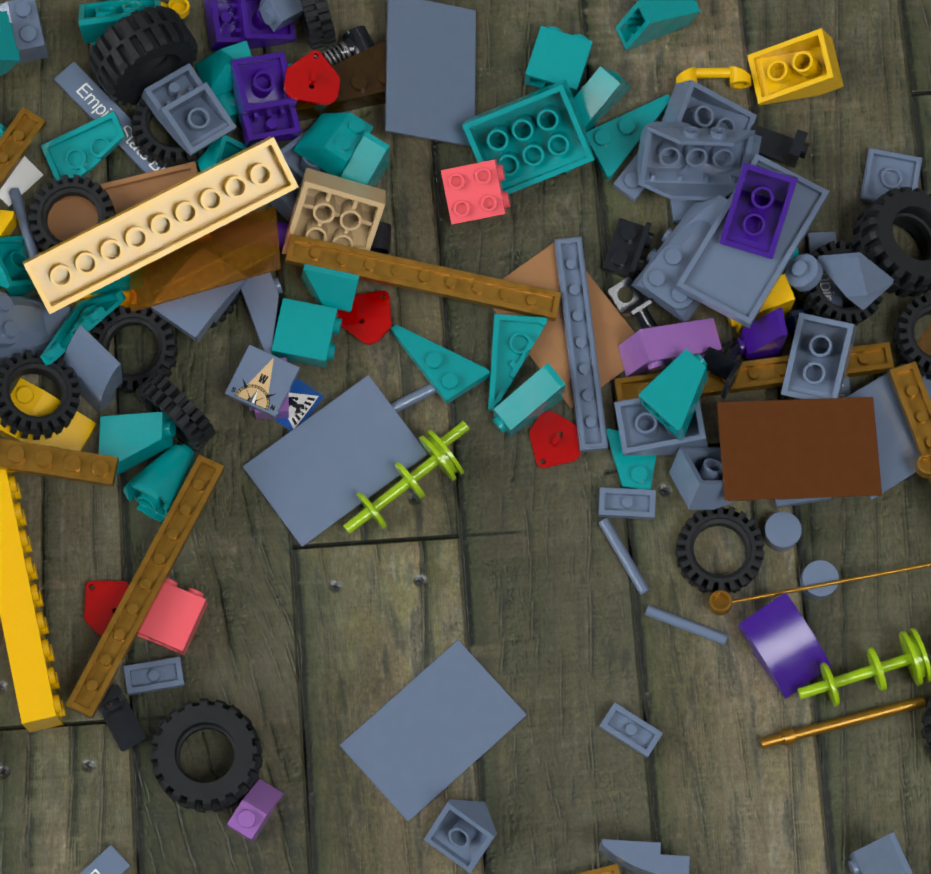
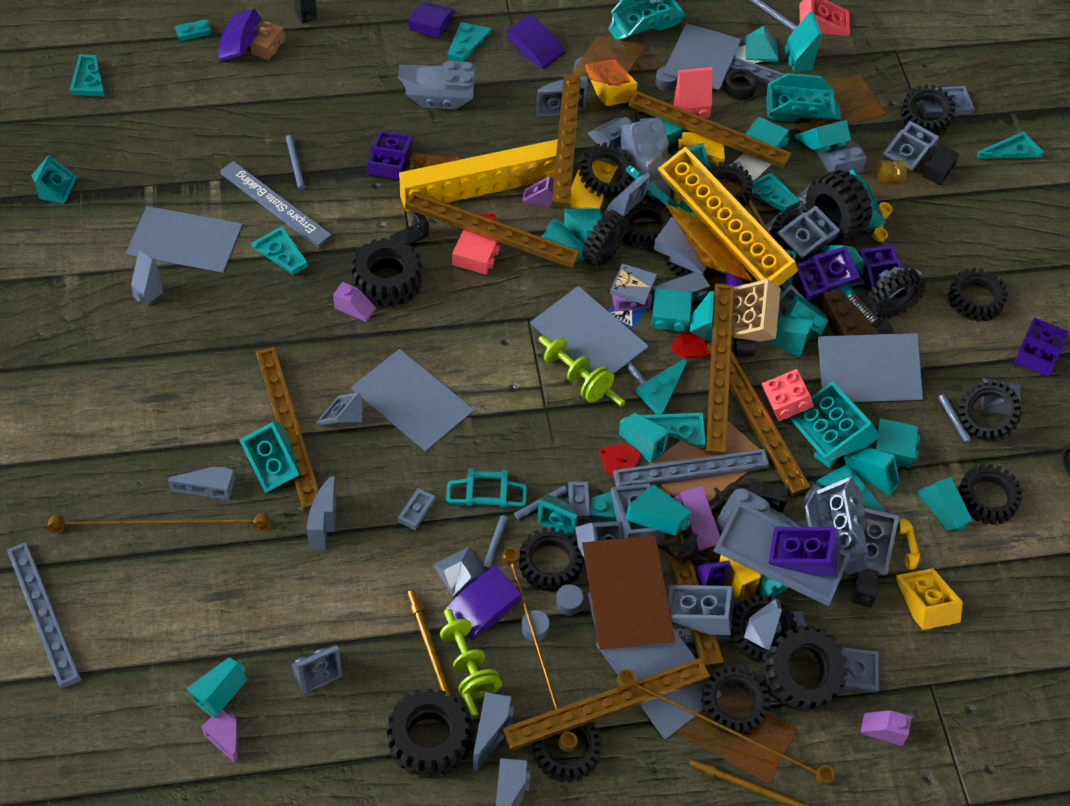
camera: 85 degrees right, 20 degrees down
(53, 506) = (539, 193): none -> medium lavender slope
(154, 676) = (437, 249): sand blue plate -> none
(312, 72) = (849, 293): red piece -> none
(519, 233) = (765, 429): none -> pearl gold plate
(592, 652) = (470, 499): none -> teal bar
(654, 532) = (557, 514): none -> teal slope
(729, 674) = (459, 570): none -> sand blue slope
(804, 272) = (764, 589): sand blue wheel -> none

